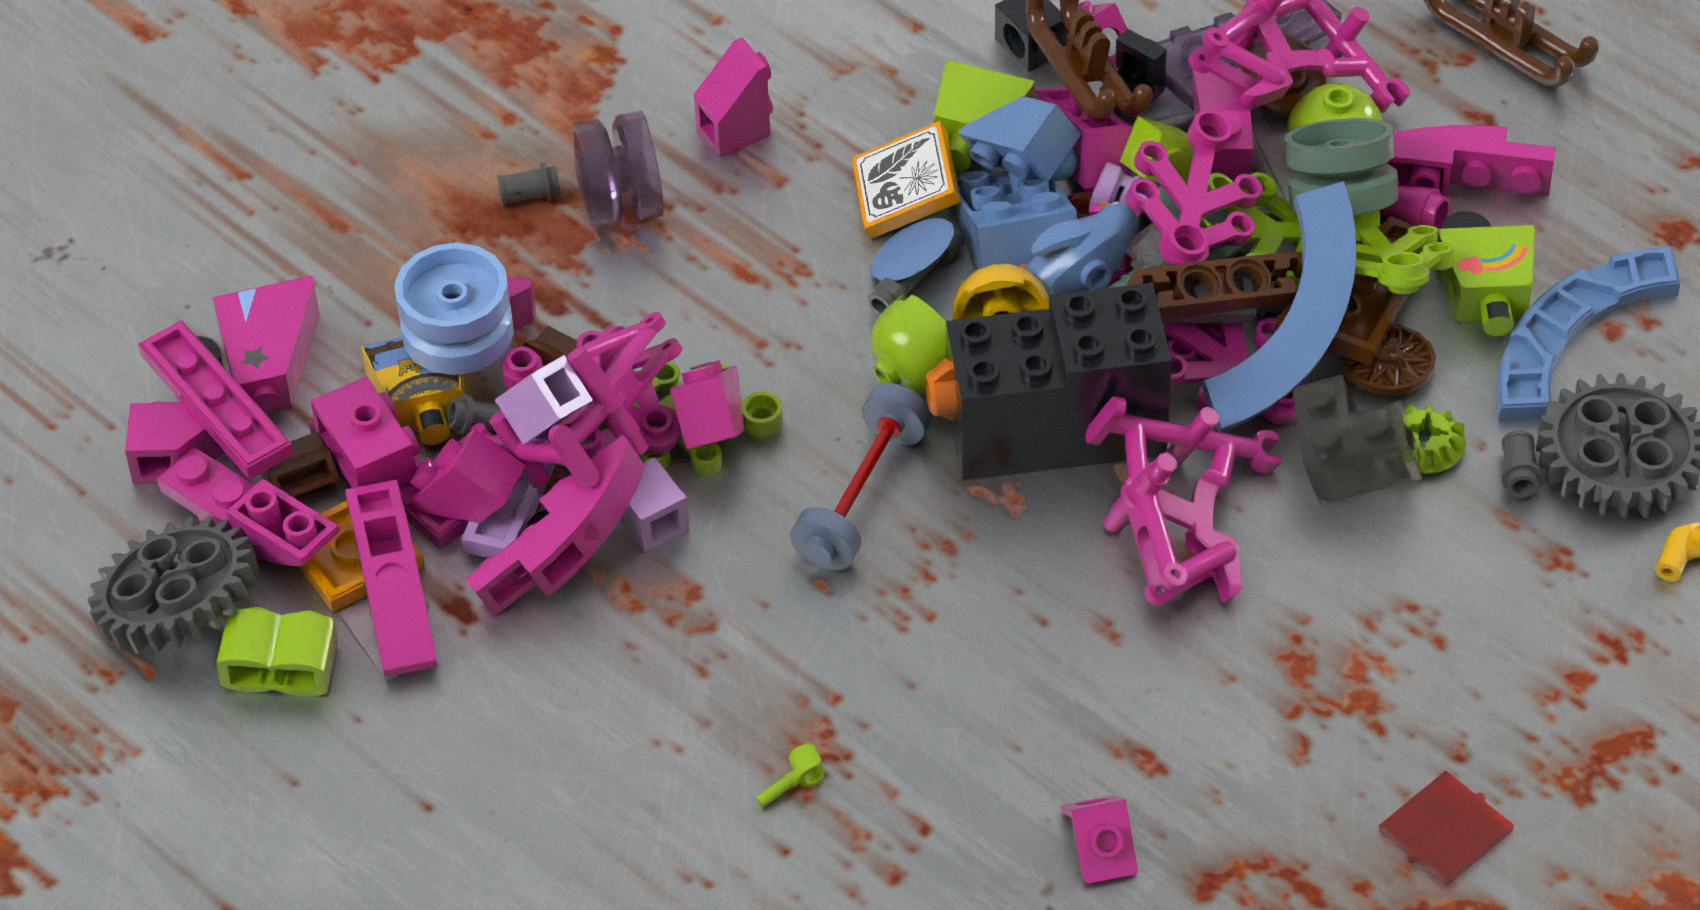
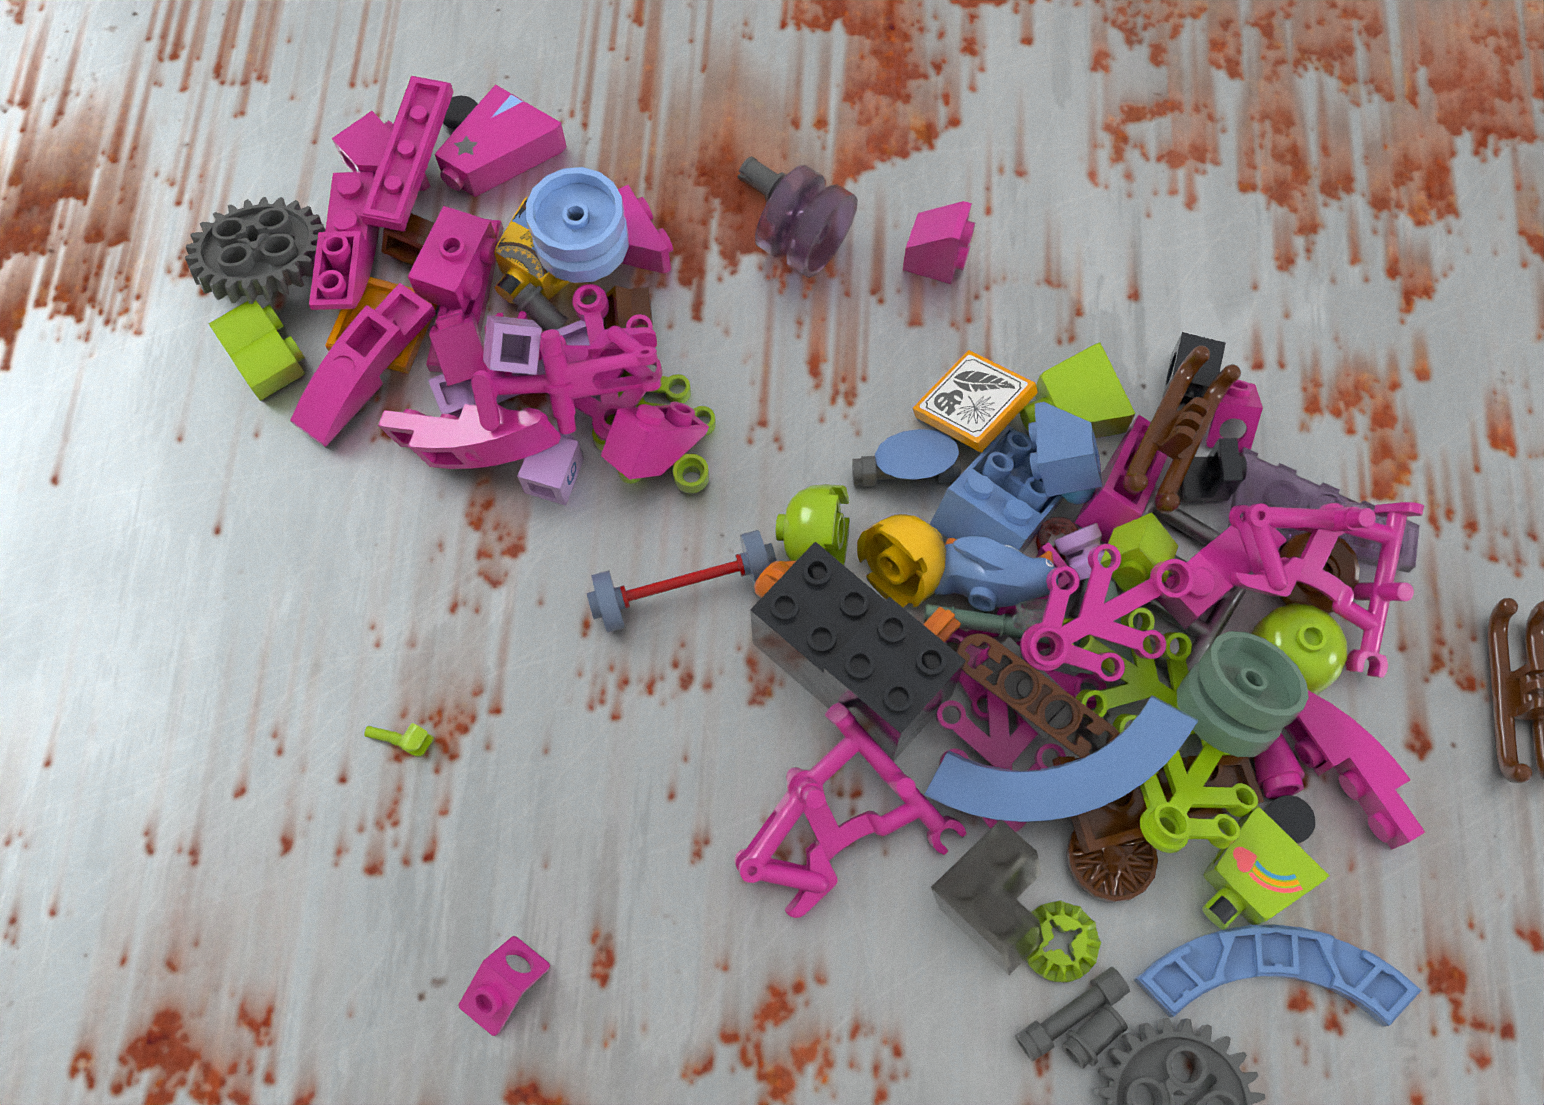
camera: 50 degrees right, 20 degrees up
(1488, 496) = (1106, 989): none -> dark grey bar

